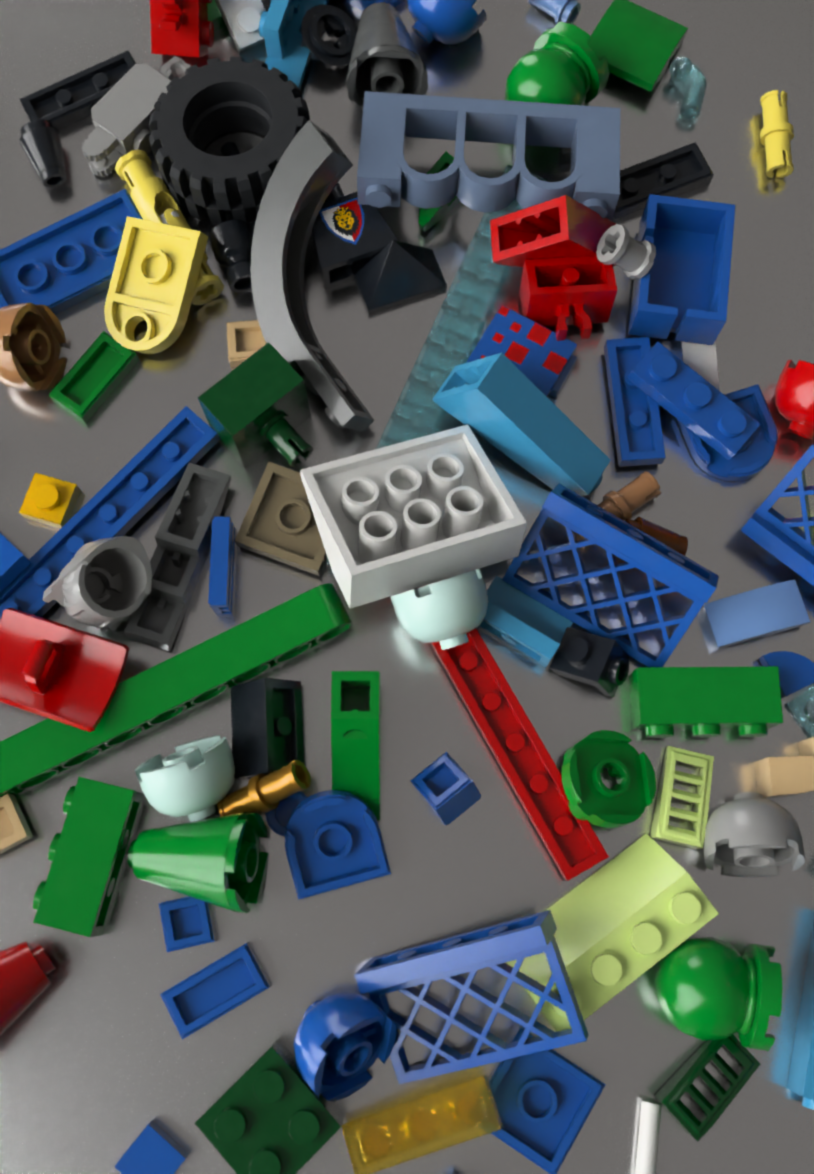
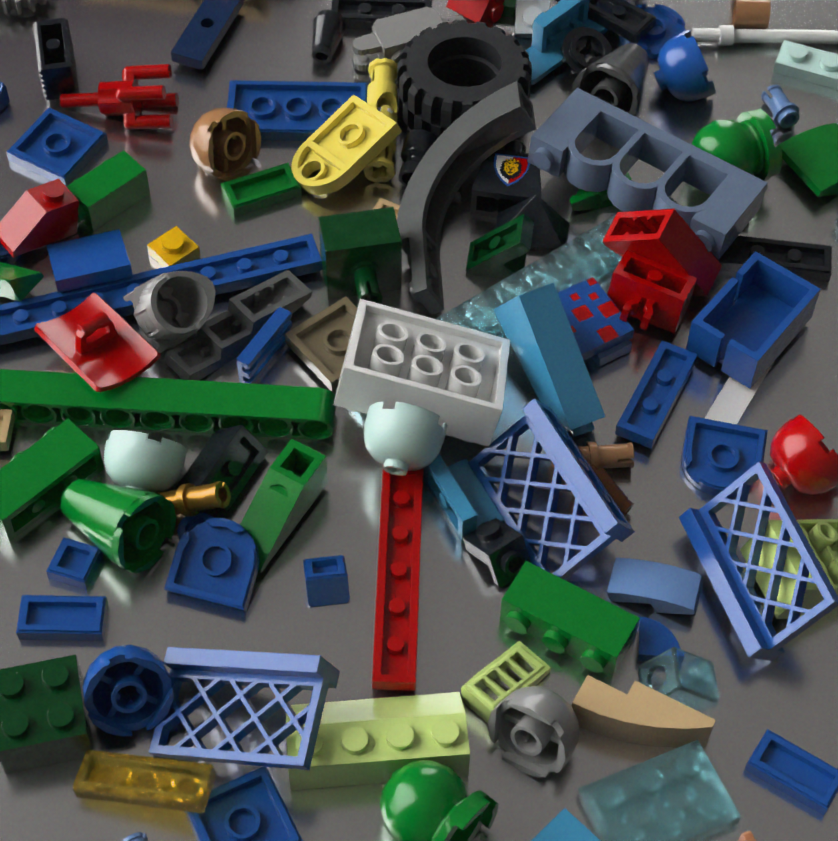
camera: 30 degrees right, 20 degrees down
(389, 319) = (501, 250): none -> dark green slope
(590, 797) = (437, 644): green plate -> none
(626, 252) = (706, 276): light grey bush -> none
(693, 401) = (701, 412): blue plate -> none

